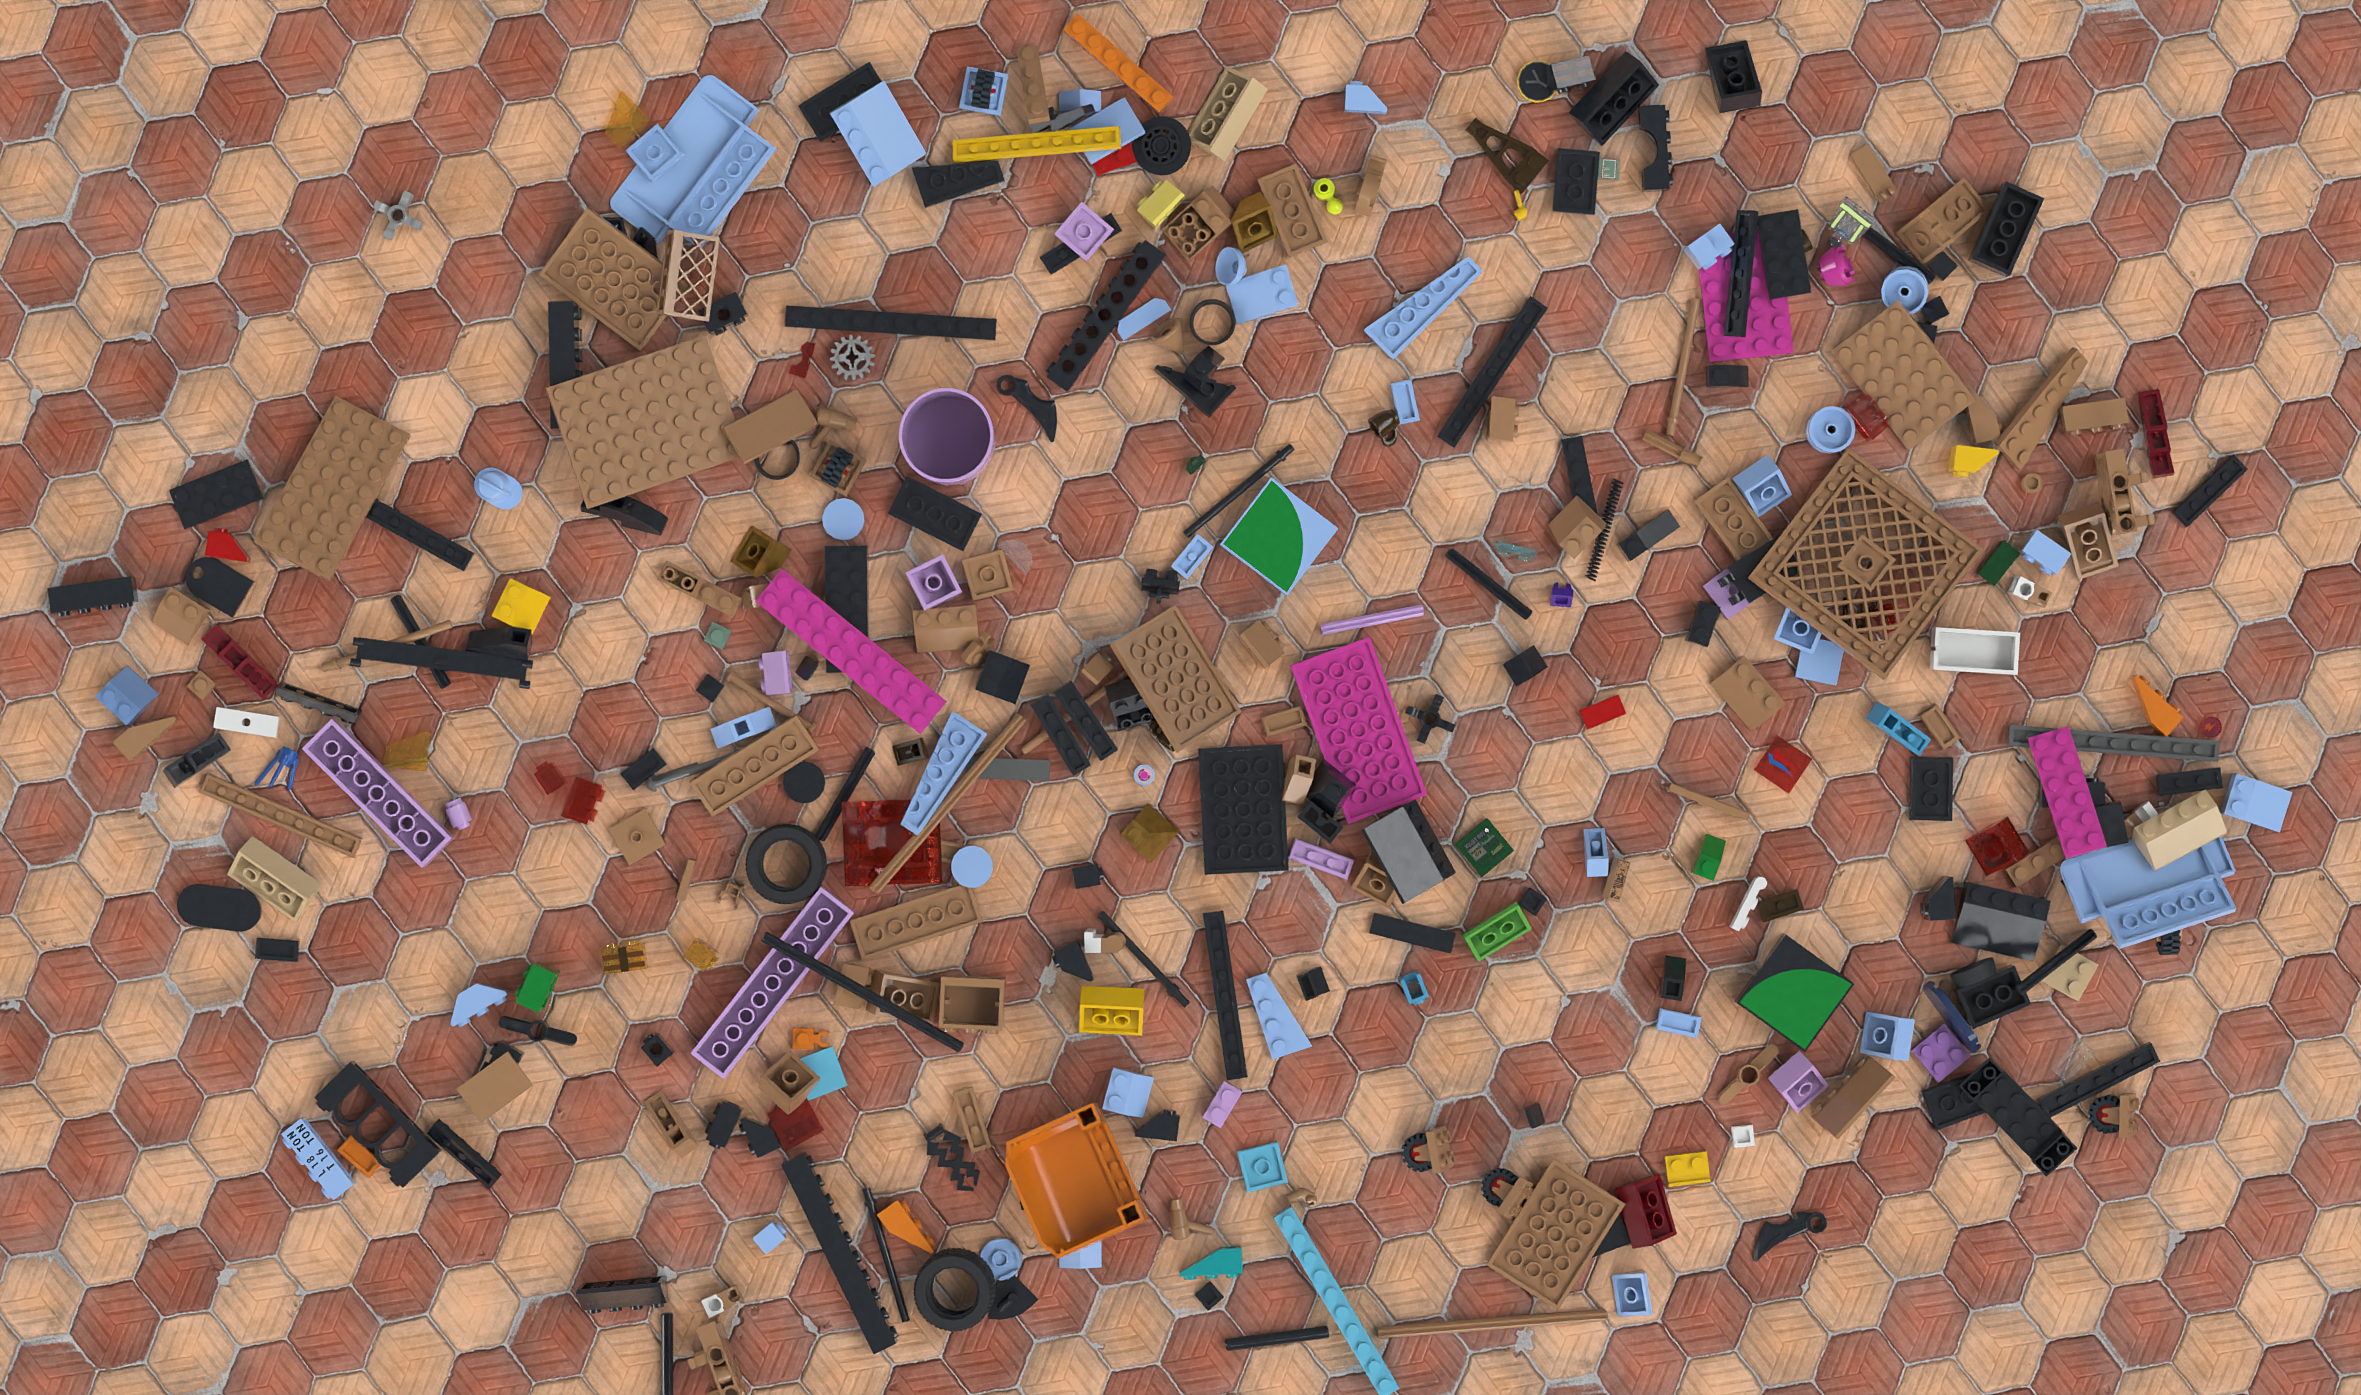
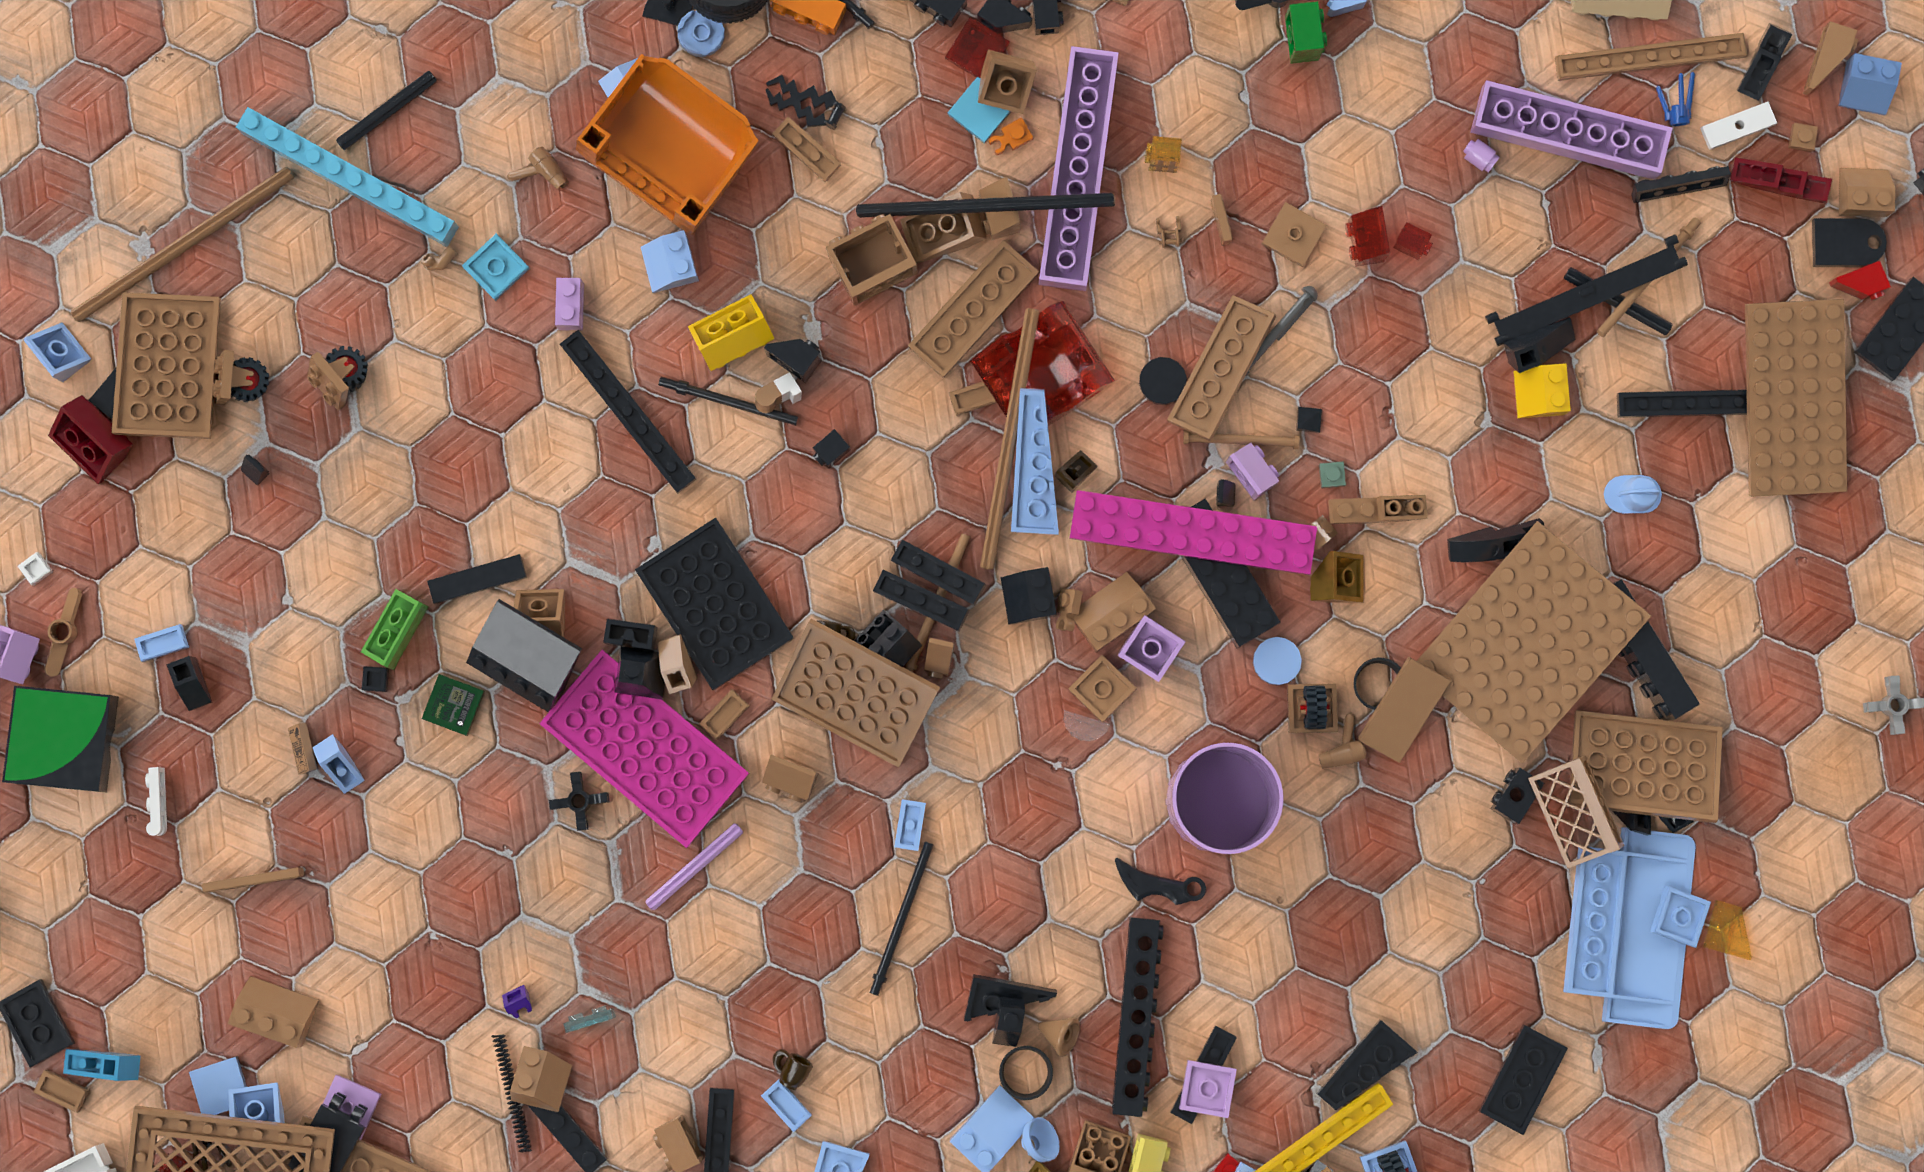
camera: 155 degrees right, 5 degrees down
(409, 753) = (1563, 187): clear yellow wing -> none
(624, 958) = (1236, 110): brick -> none
(643, 768) = (1327, 303): black tile -> none
(666, 1051) = (1148, 31): black brick -> none
(743, 727) = (1253, 399): light blue slope -> none
(755, 866) = (1139, 256): black tyre -> none
(802, 368) = (1406, 787): clear red piece -> none
(842, 358) = (1370, 836): light grey gear -> none
(845, 793) = (1116, 393): black axle -> none
(878, 133) = (1471, 1067): light blue slope -> none
(890, 323) = (1345, 883): black plate -> none
(934, 513) = (1190, 718): black plate -> none
(972, 866) = (949, 392): light blue tile -> none
(1014, 769) = (963, 513): dark grey tile -> none
(1142, 317) = (1098, 1036): light blue piece -> none
(1144, 774) = (832, 581): tile -> none
(1149, 833) = (794, 527): pearl gold slope -> none
(1158, 587) = (924, 774): black hips -> none
(1161, 1126) = (617, 247): black slope -> none
(1194, 464) = (961, 919): clear green tile -> none
(1209, 1295) = (477, 113): black tile -> none
(1219, 1262) = (485, 149): teal slope -> none
(1278, 1023) = (561, 415): light blue wing -> none
(1279, 536) = (834, 895): green tile -> none
(1312, 983) = (547, 472): black piece -> none
(1321, 858) = (609, 600): lavender tile -> none
(1414, 987) = (444, 526): dark azure window -> none
(1488, 583) = (597, 970): black axle -> none
(1525, 665) = (514, 909): black piece -> none
(1602, 712) = (410, 908): red tile -> none
(1648, 535) = (464, 1112): black slope -> none
(1687, 1168) = (72, 505): yellow plate -> none
(1702, 623) = (358, 1056): black brick -> none
(1709, 857) = (221, 824): green slope -> none
(1780, 905) = (122, 818): dark brown plate -> none
(1782, 764) = (199, 961): clear red tile -> none

